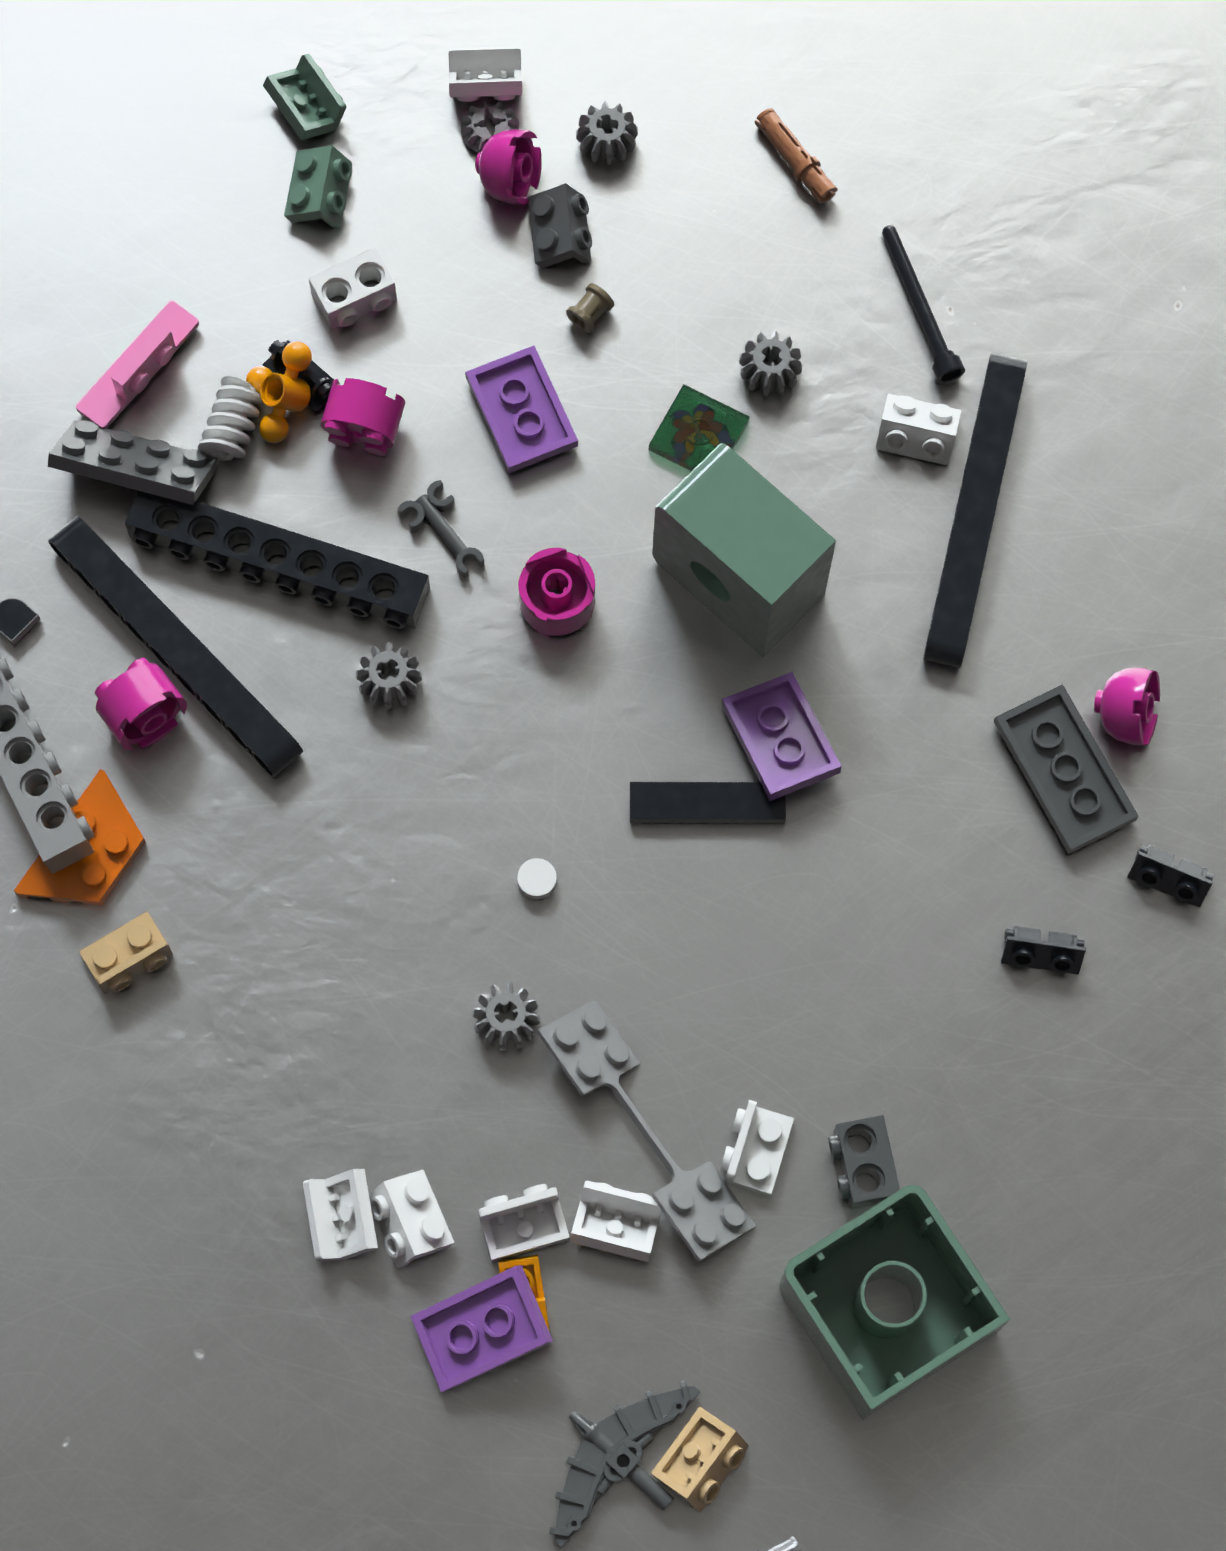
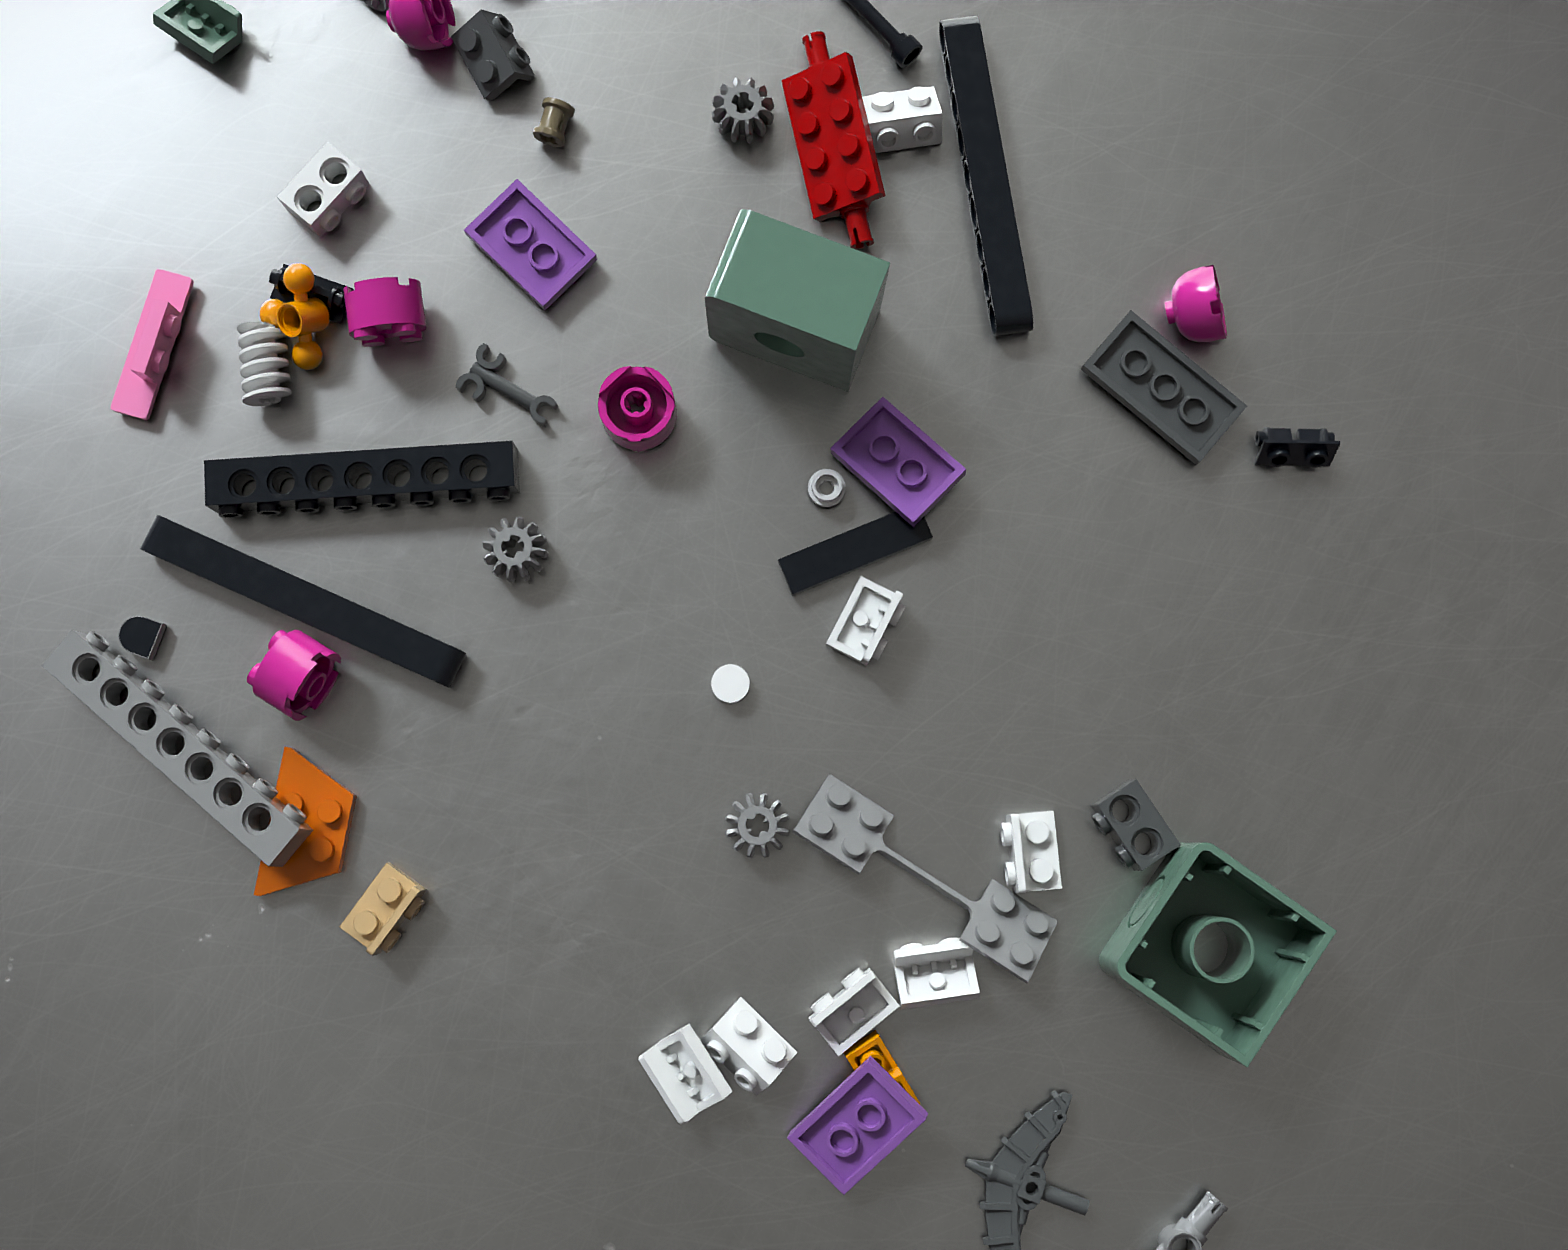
camera: 25 degrees left, 10 degrees up
(133, 461) = (187, 442): dark grey plate -> none
(318, 186) = (249, 102): sand green bracket -> none
(688, 870) = (865, 620): none -> white bracket
(695, 428) = (702, 201): clear green tile -> none
(701, 1459) = (1098, 1156): tan bracket -> none
(708, 725) = (826, 476): none -> white plate
(844, 422) = (834, 139): none -> red plate
(1060, 953) = (1226, 560): black hinge -> none

